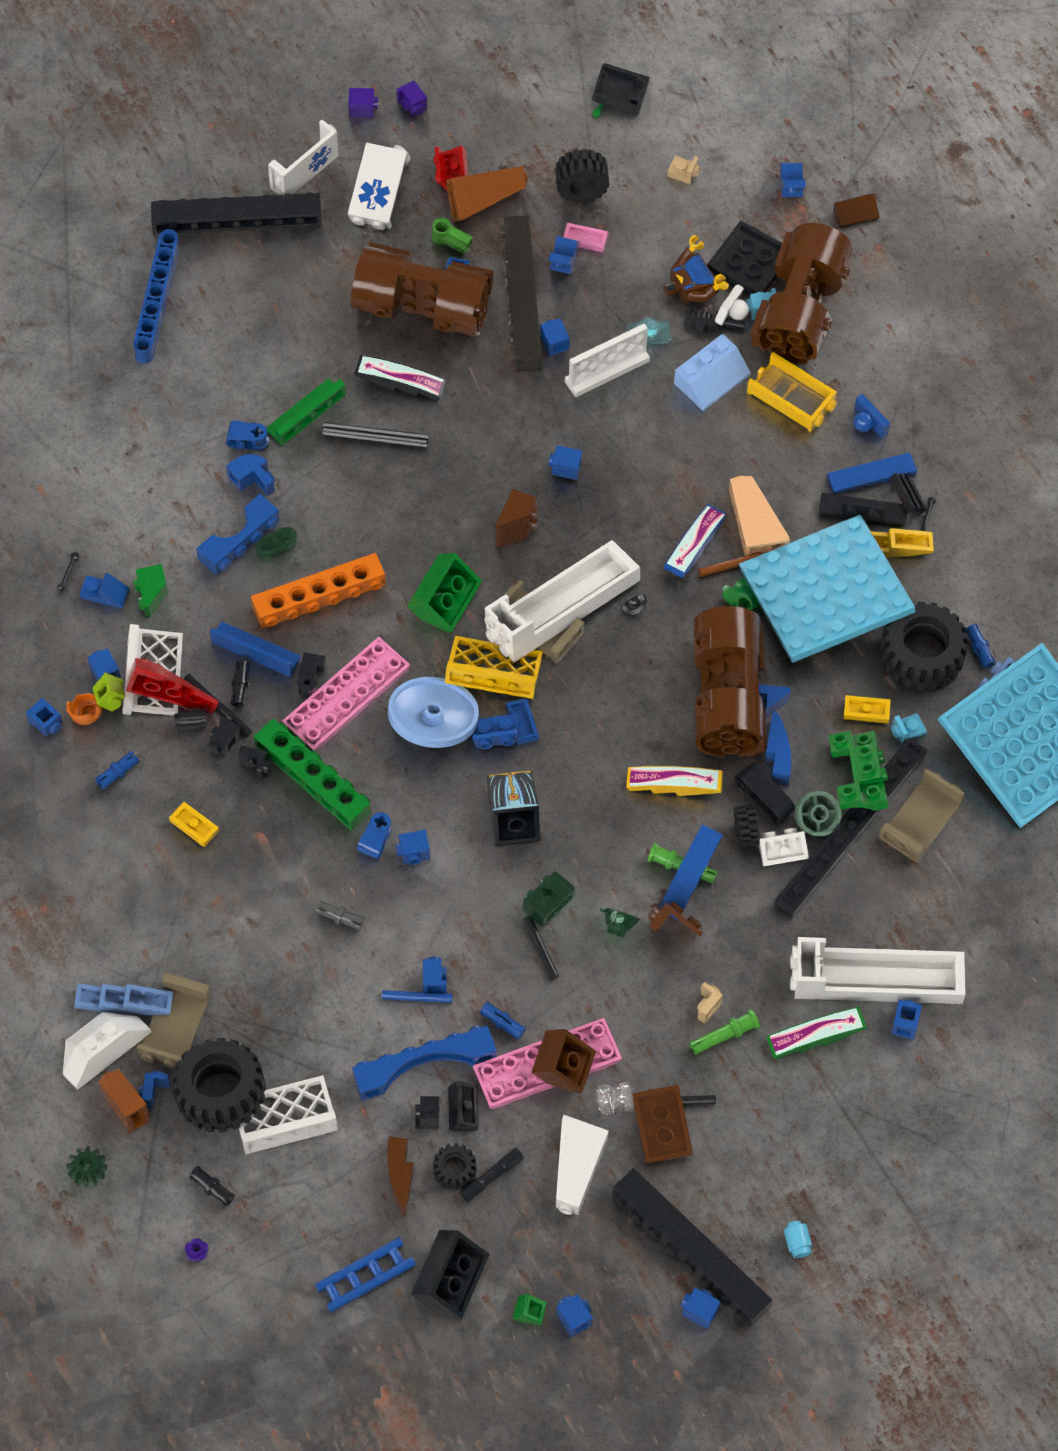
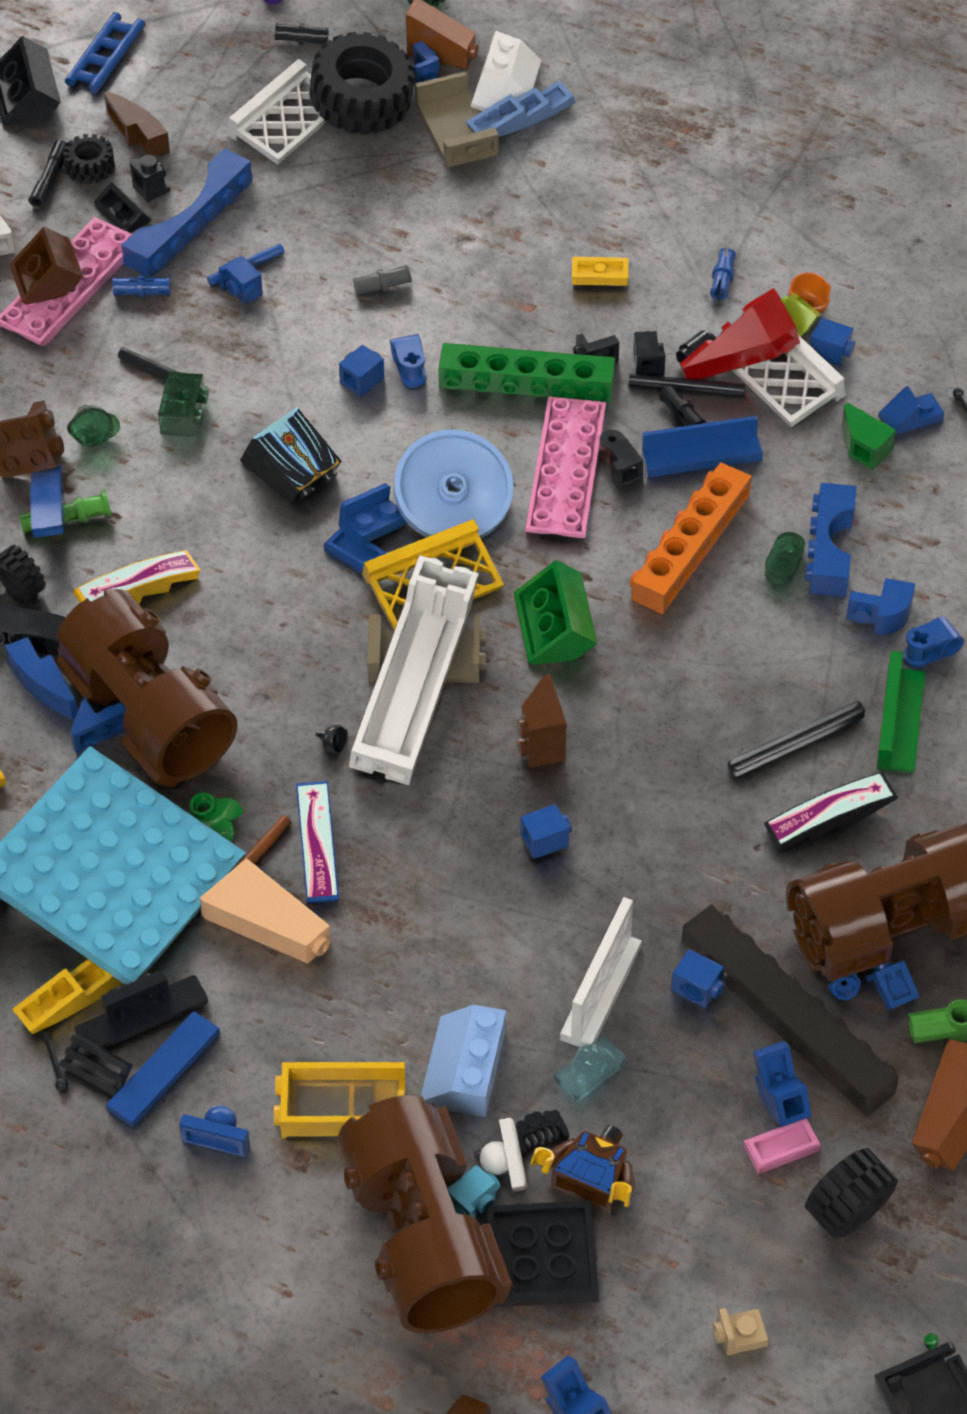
camera: 145 degrees right, 10 degrees down
(42, 712) = (838, 267): blue brick -> none

